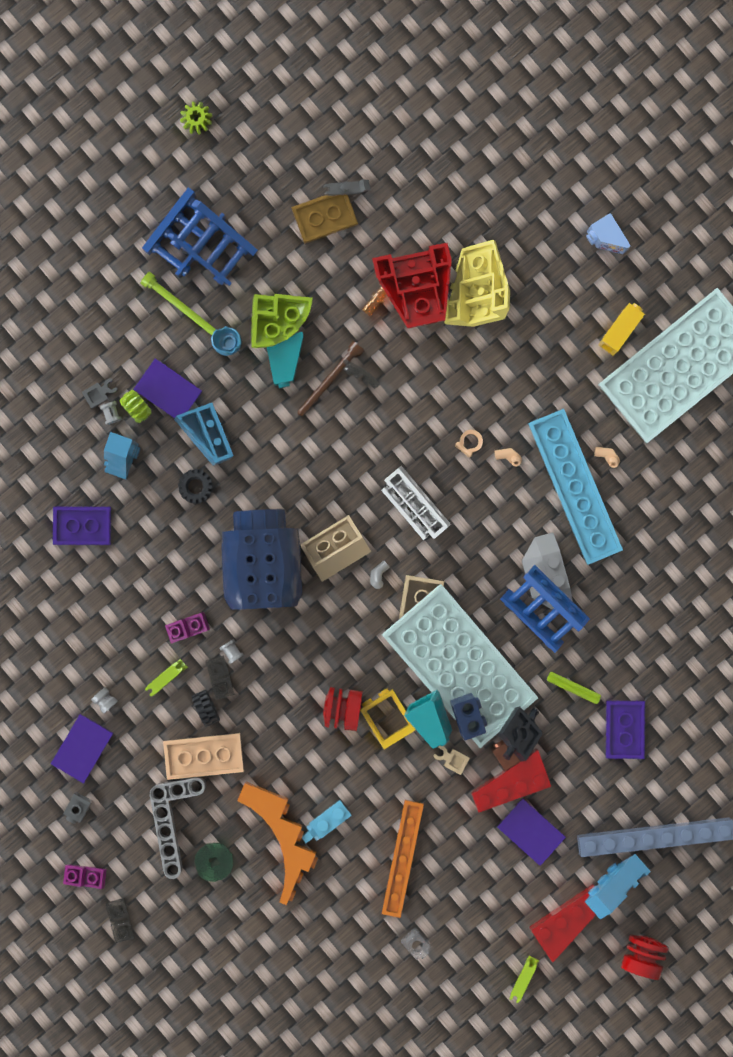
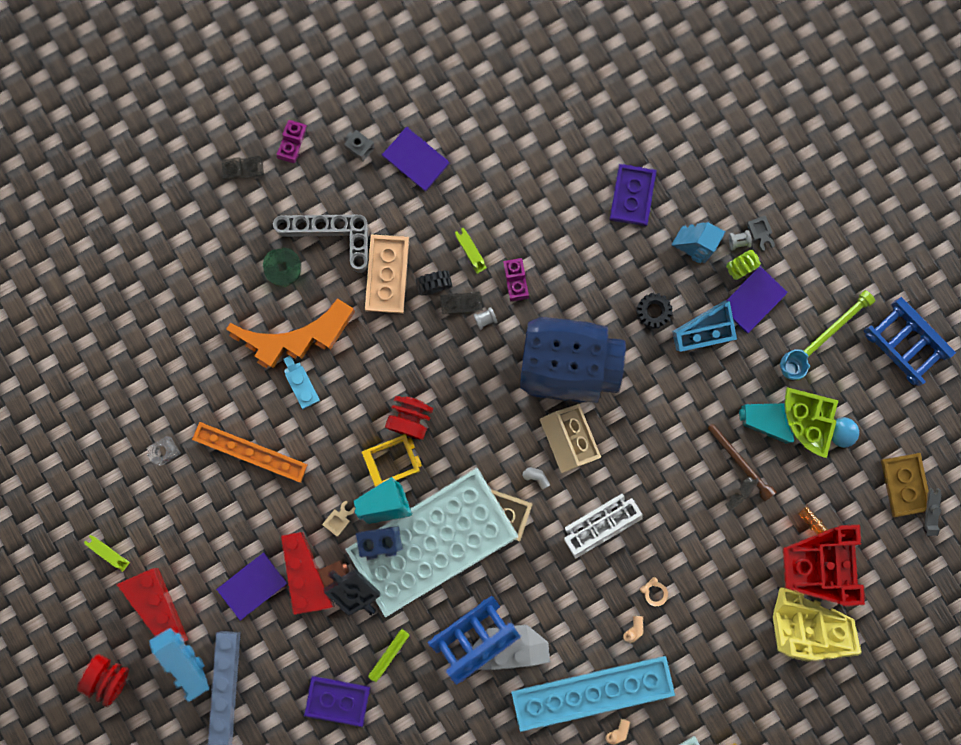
camera: 100 degrees right, 5 degrees down
(104, 700) = (458, 187): light grey wheel -> none
(230, 235) = (916, 373): blue fence -> none
(283, 282) = (845, 432): none -> dark azure hair

